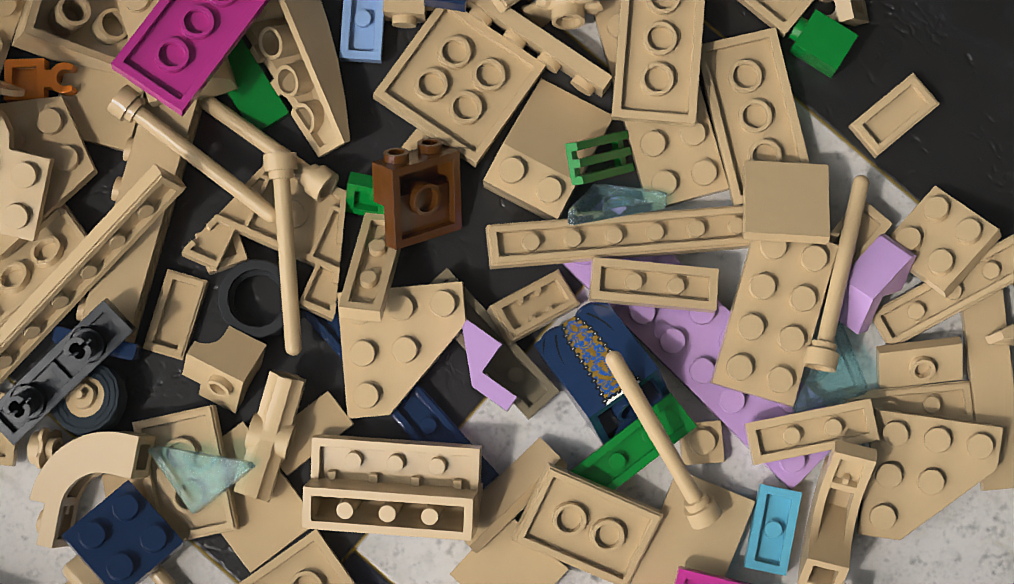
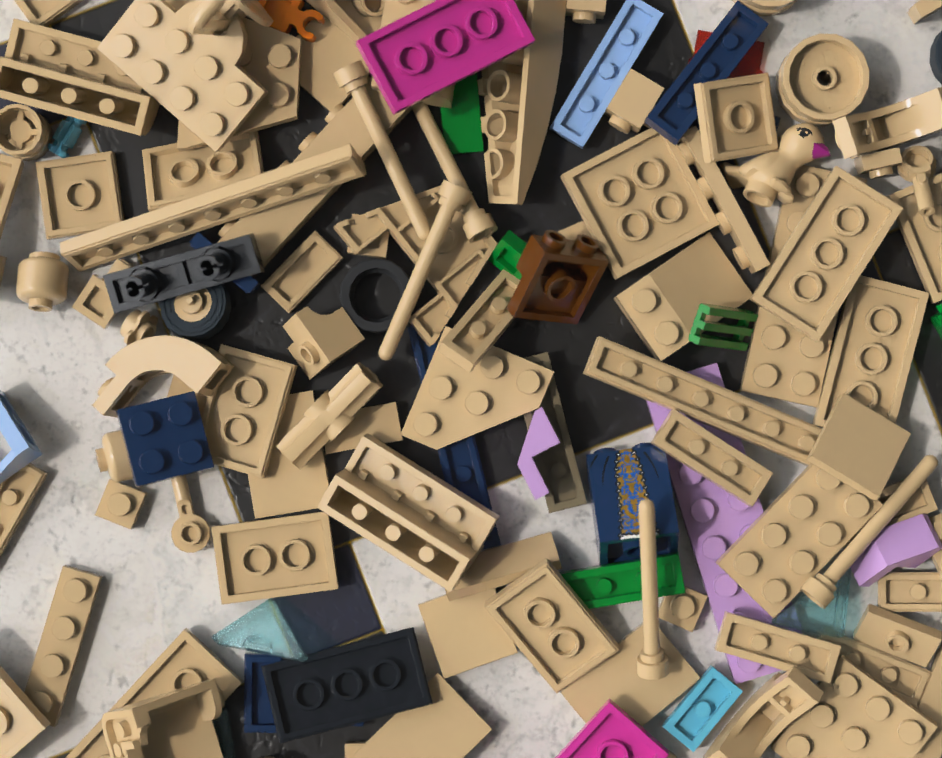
camera: 25 degrees right, 5 degrees up
(198, 475) = (253, 418): clear light blue tile -> none
(533, 307) = (601, 422): tan plate -> none
(614, 201) = (714, 369): clear light blue tile -> none

